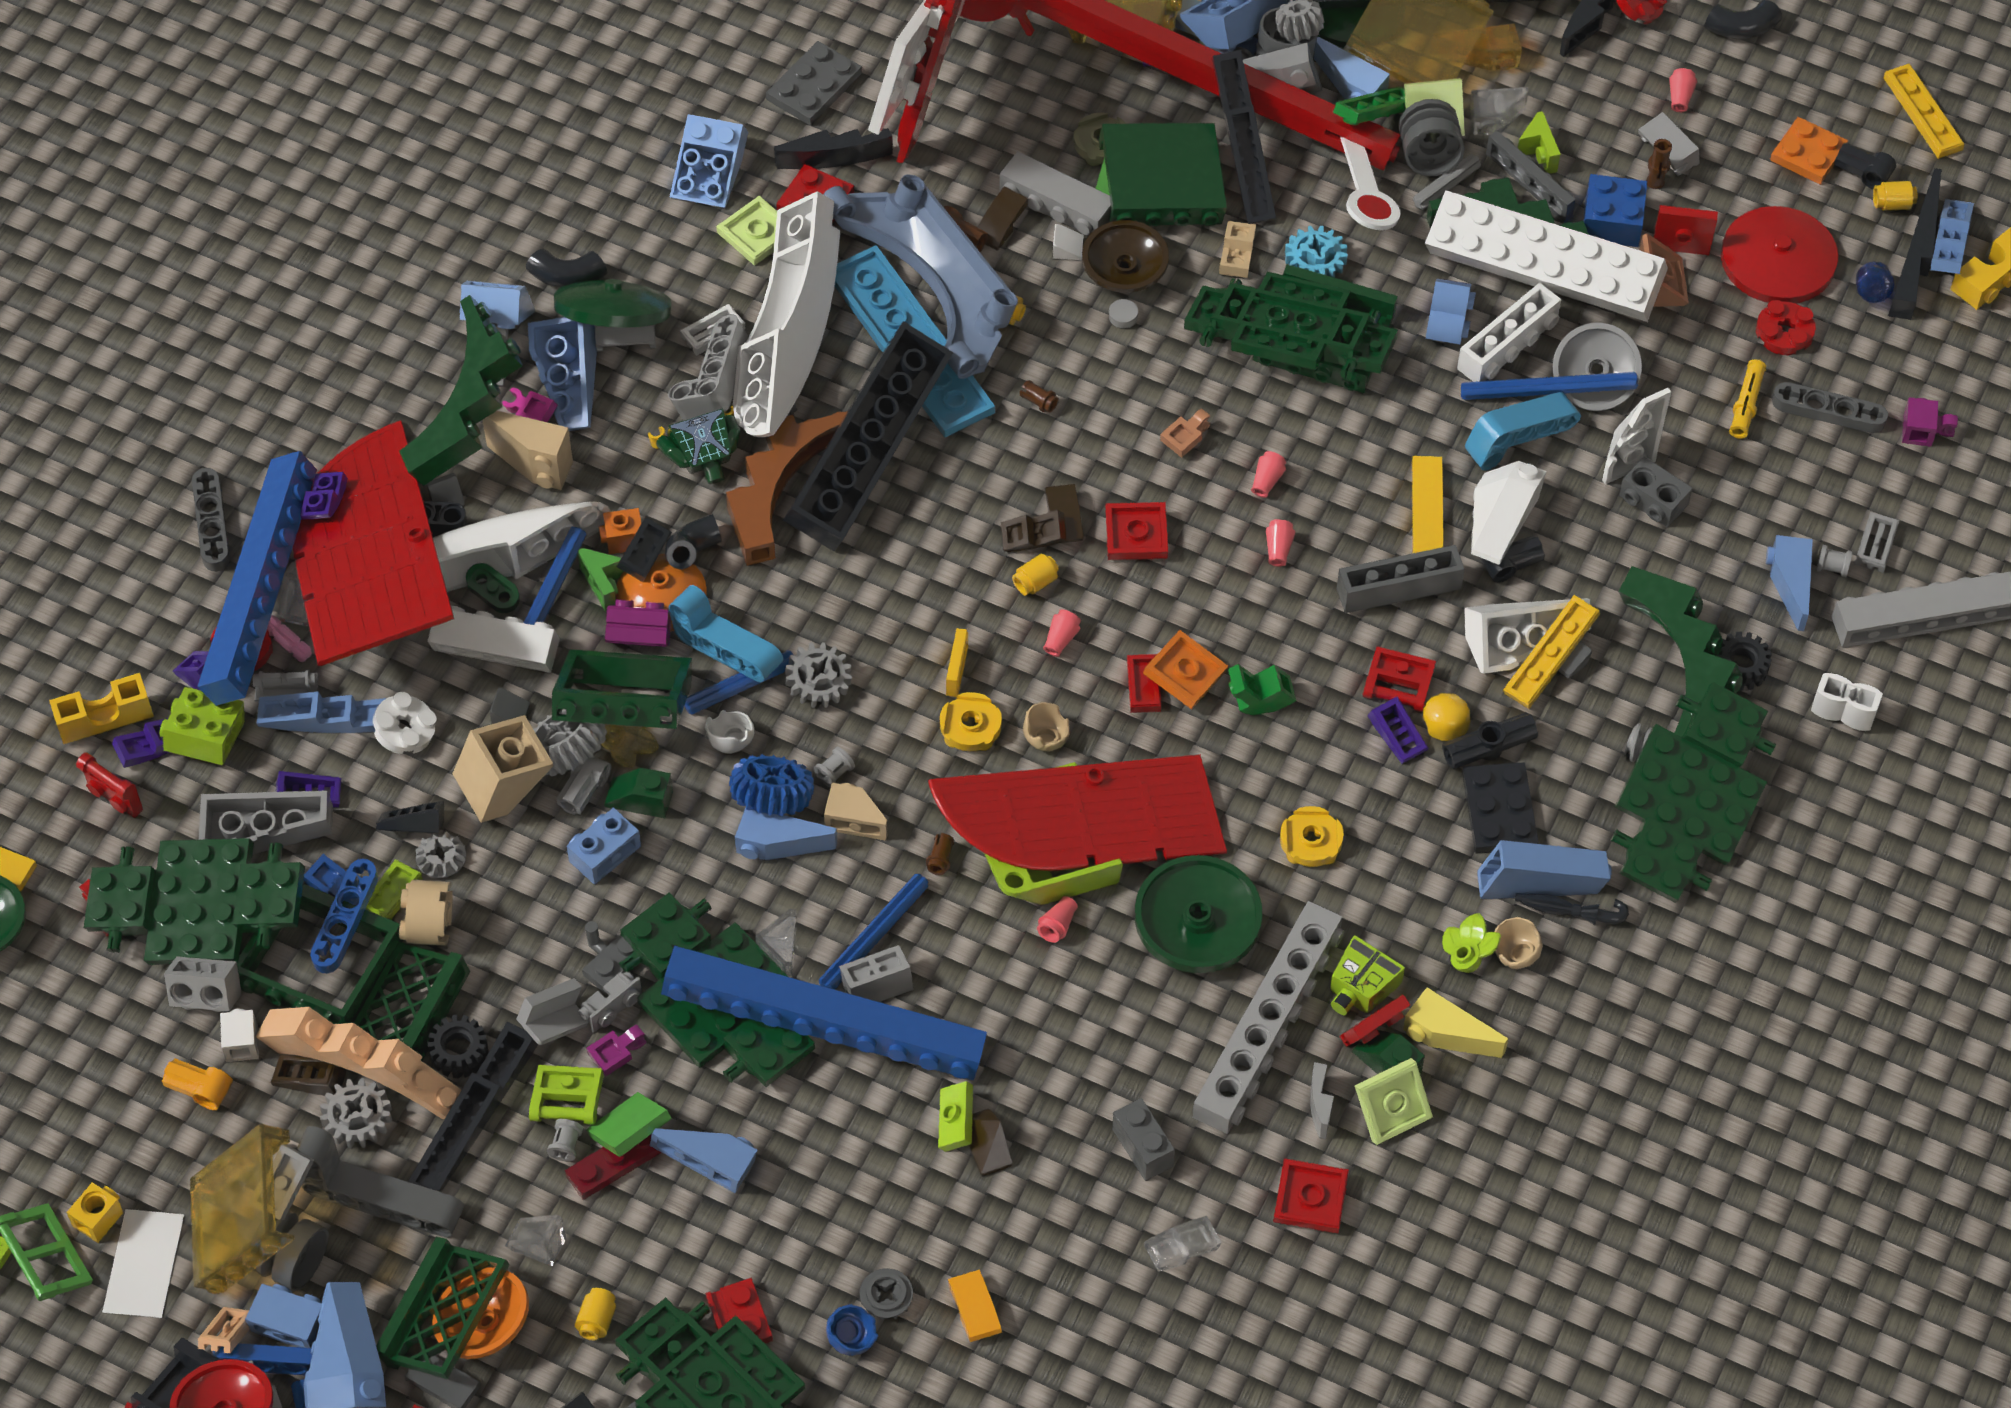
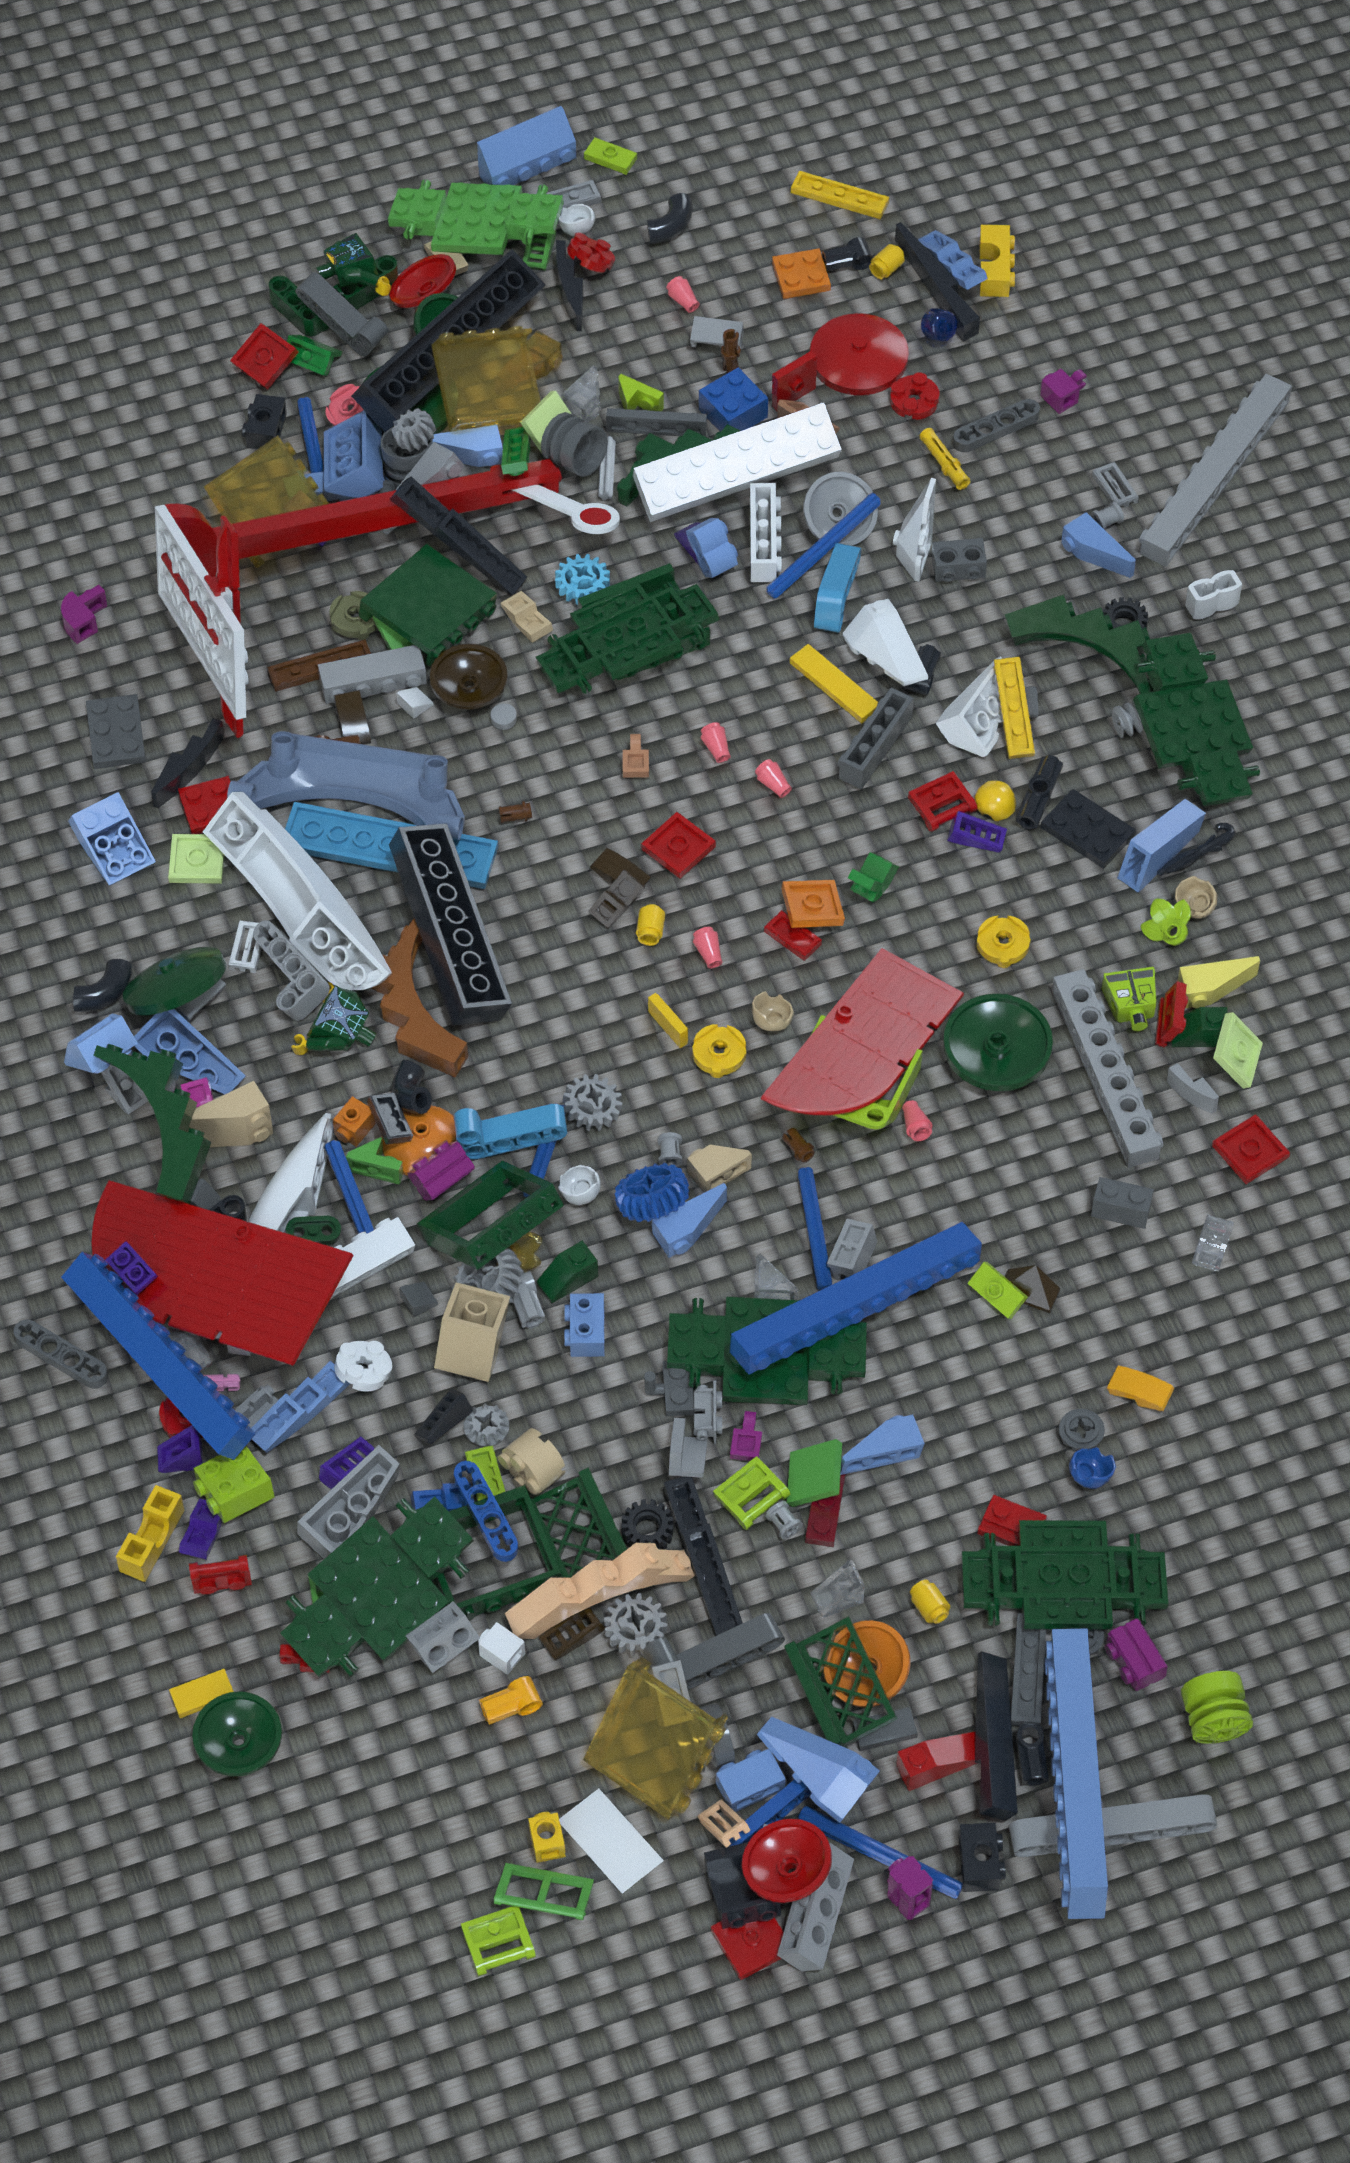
camera: 45 degrees left, 0 degrees up
(1004, 146) = (306, 668): none -> reddish brown tile

